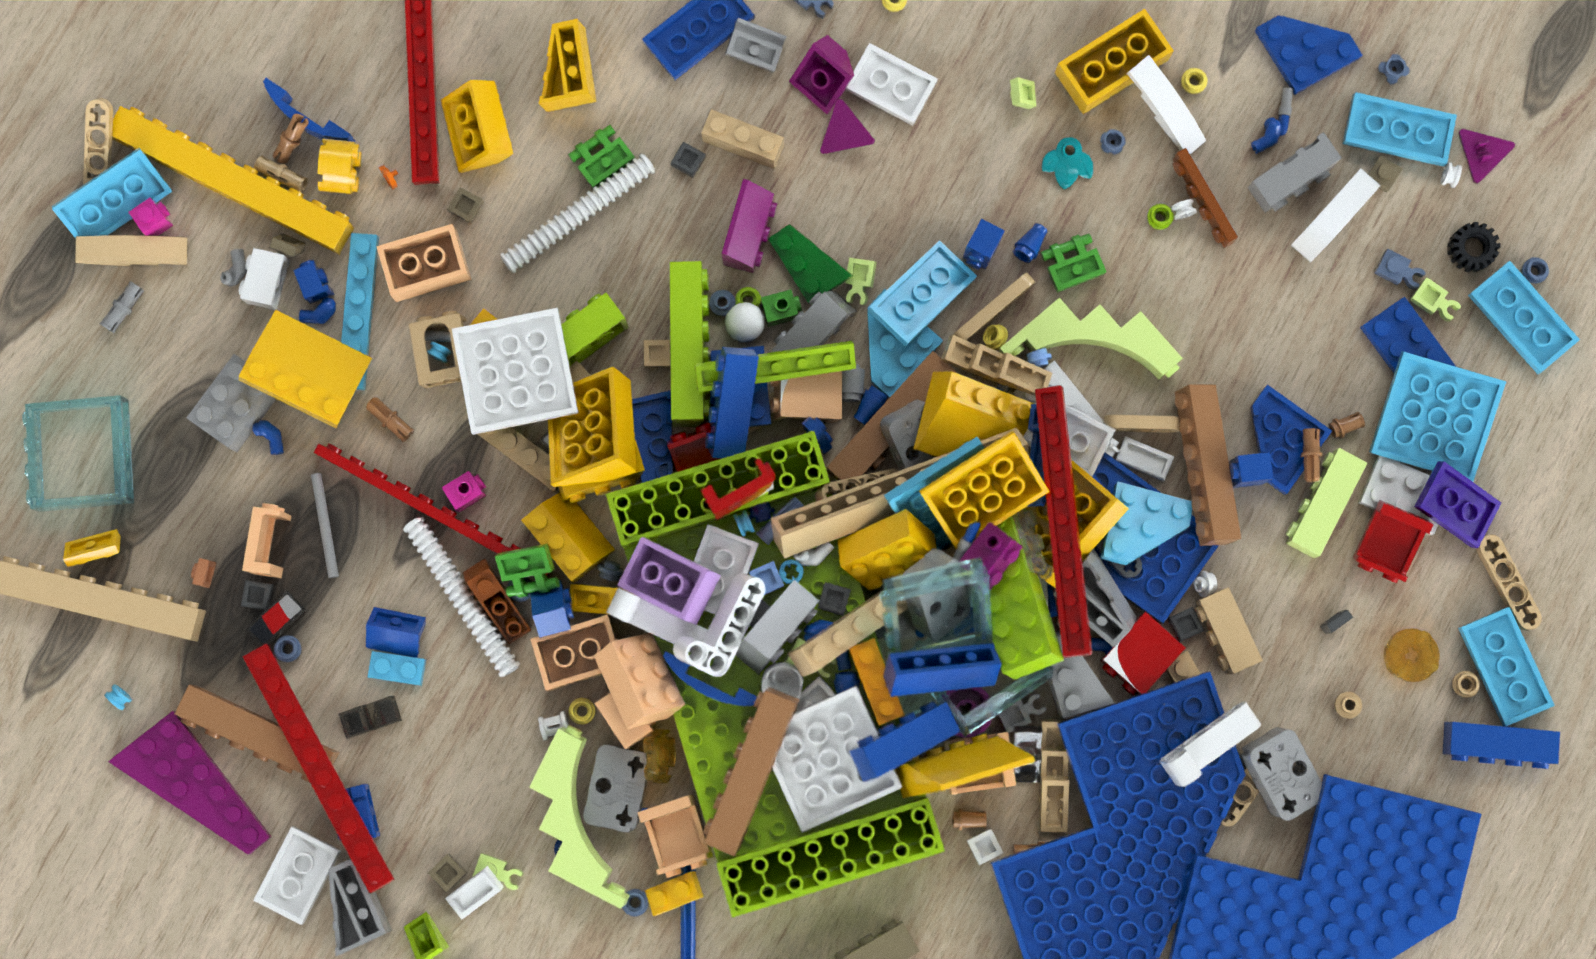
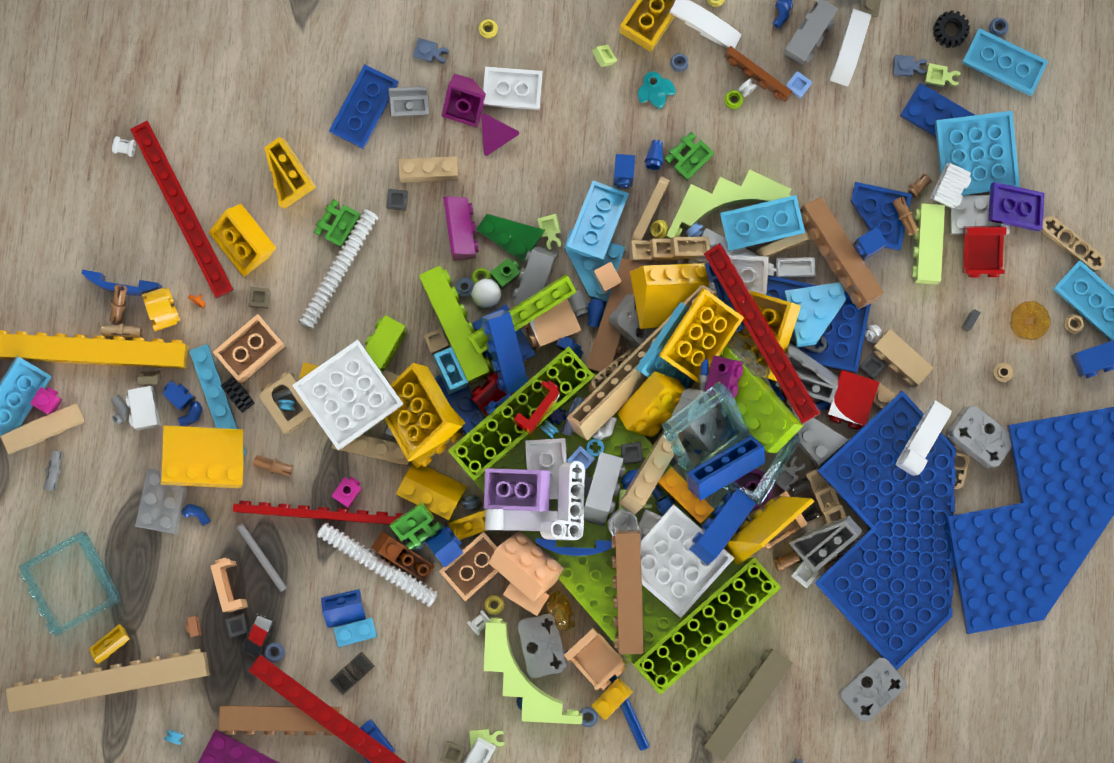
camera: 25 degrees left, 0 degrees up
(384, 312) = (237, 394): none -> black tyre
(656, 397) = (450, 370): none -> medium azure brick
(689, 463) = (492, 405): none -> blue piece
(902, 367) = (607, 277): none -> light nougat panel
(1027, 818) = (825, 542): none -> light grey wedge
(1127, 384) = (762, 223): none -> medium azure plate
(1250, 233) = (799, 84): none -> light blue plate
(1386, 442) = (950, 186): none -> white brick

